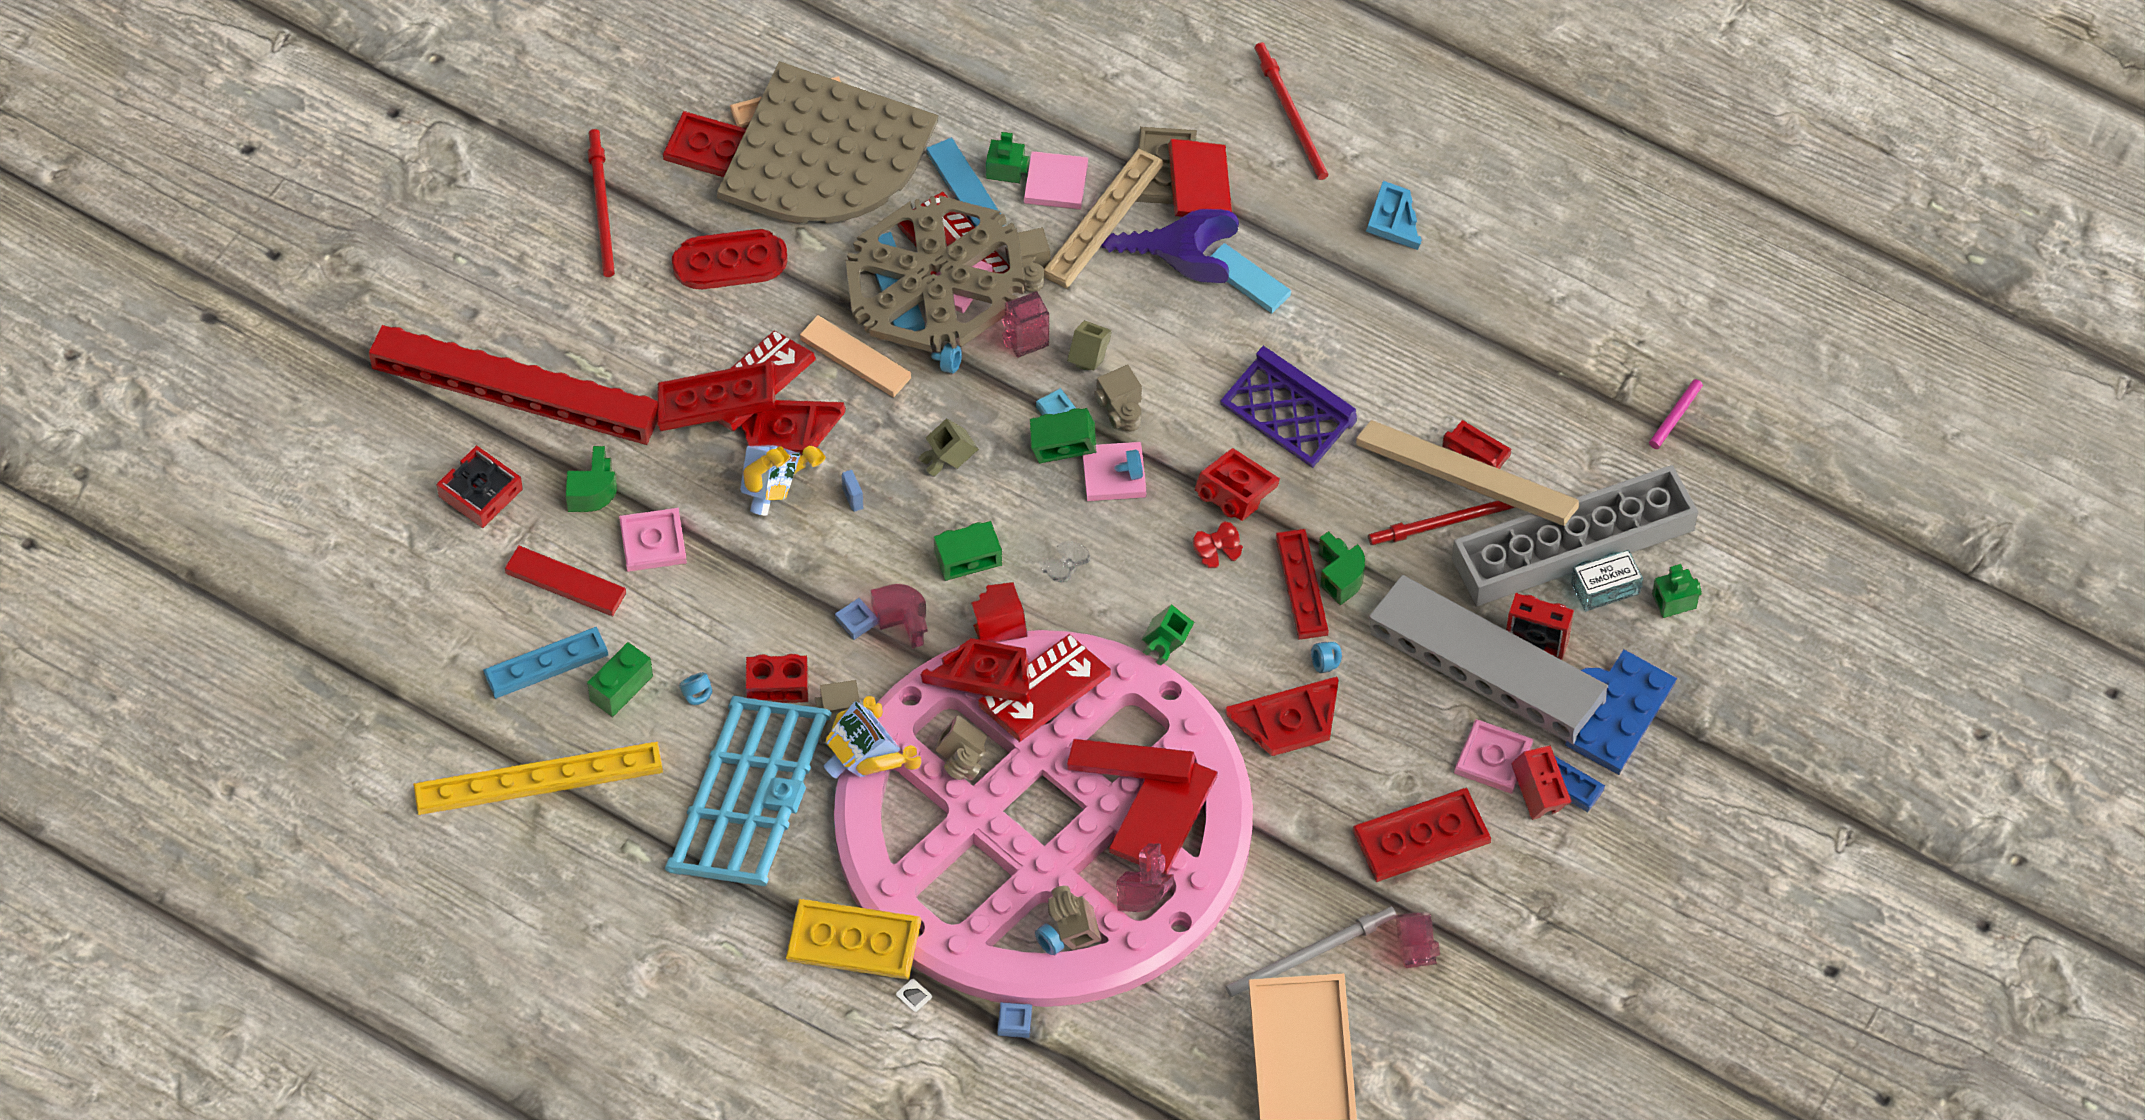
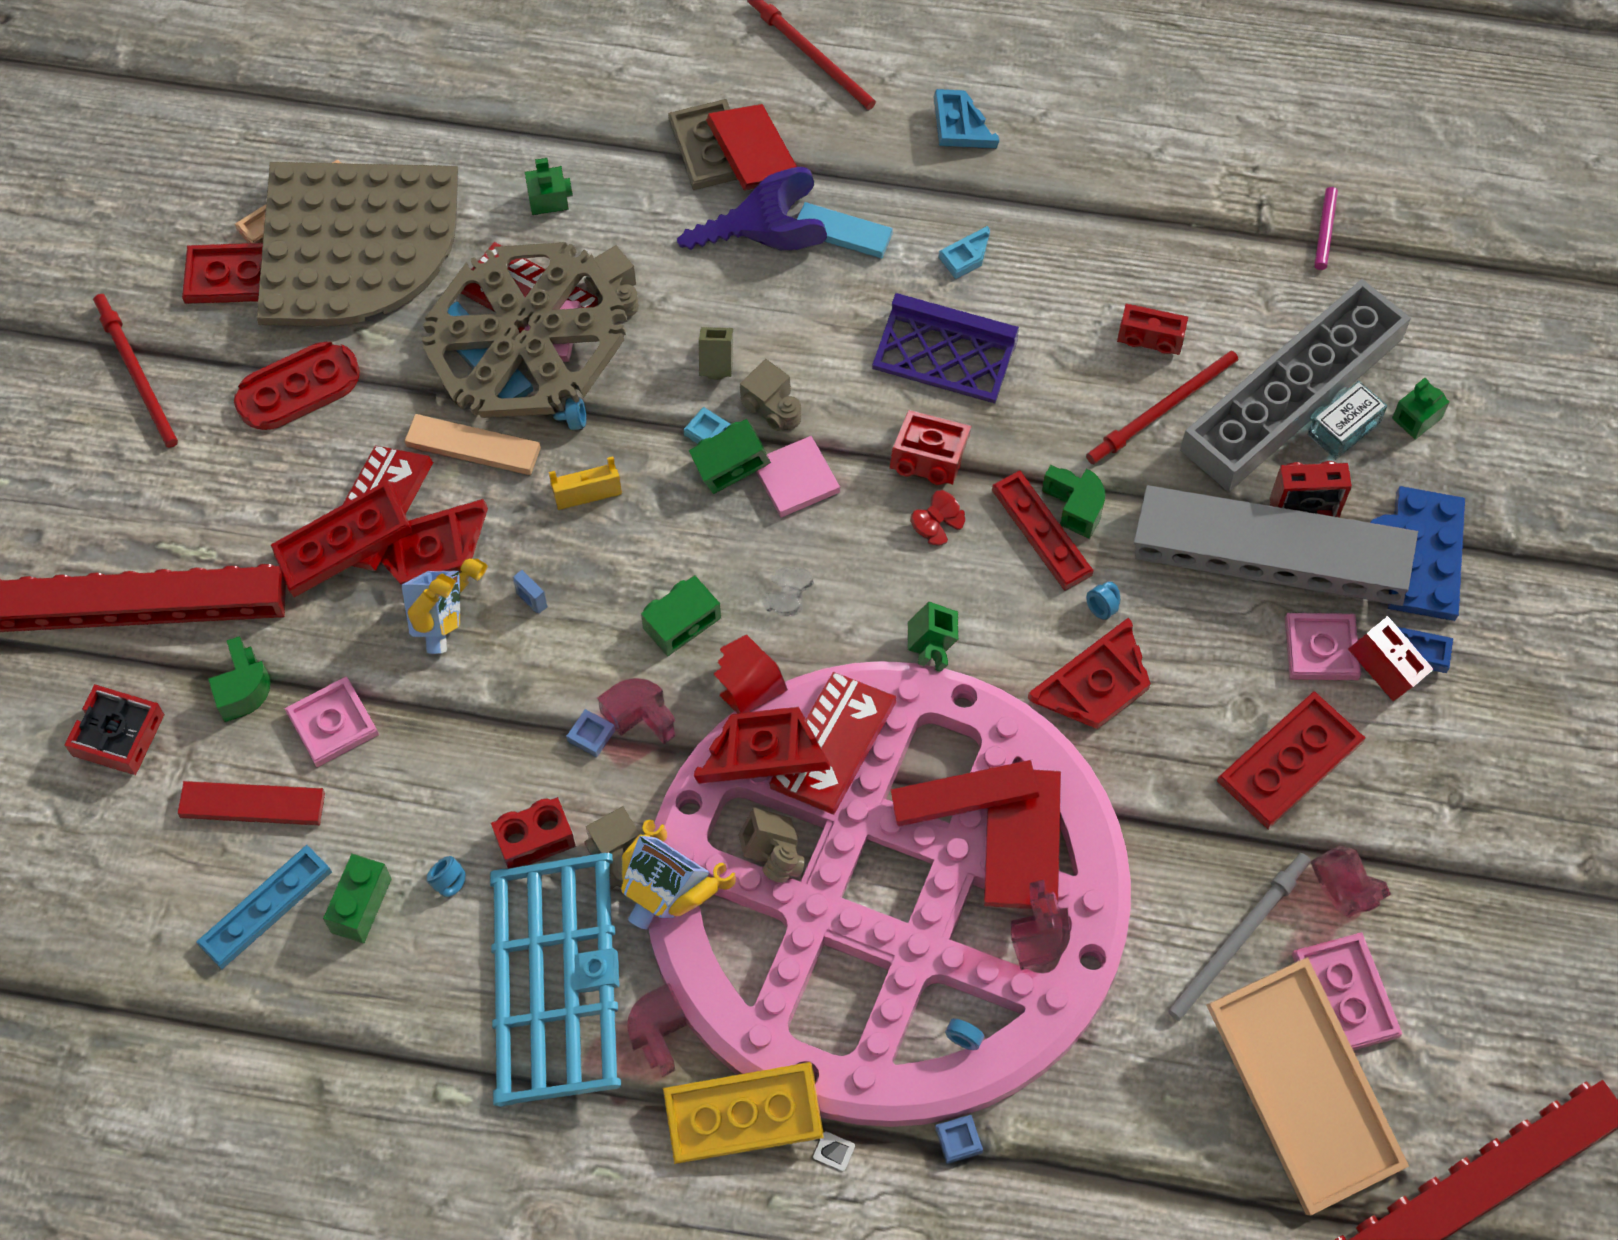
camera: 20 degrees left, 5 degrees up
(537, 778) = (304, 1050): yellow tile -> none
(813, 848) = (652, 1019): none -> clear pink brick
(923, 420) = (586, 485): none -> yellow hinge
(950, 445) = (615, 507): olive brick -> none
(959, 176) = (504, 221): dark azure tile -> none
(1026, 324) = (642, 351): clear pink brick -> none
(1056, 180) = (605, 193): bright pink tile -> none
(1074, 918) = (984, 1001): dark tan brick -> none
(1102, 218) = (671, 217): tan tile -> none
(1132, 465) = (817, 462): dark azure tile -> none
(1347, 332) = (966, 253): none -> medium azure tile
(1378, 1023) = (1353, 989): none -> bright pink tile
(1467, 472) = (1162, 355): tan tile -> none

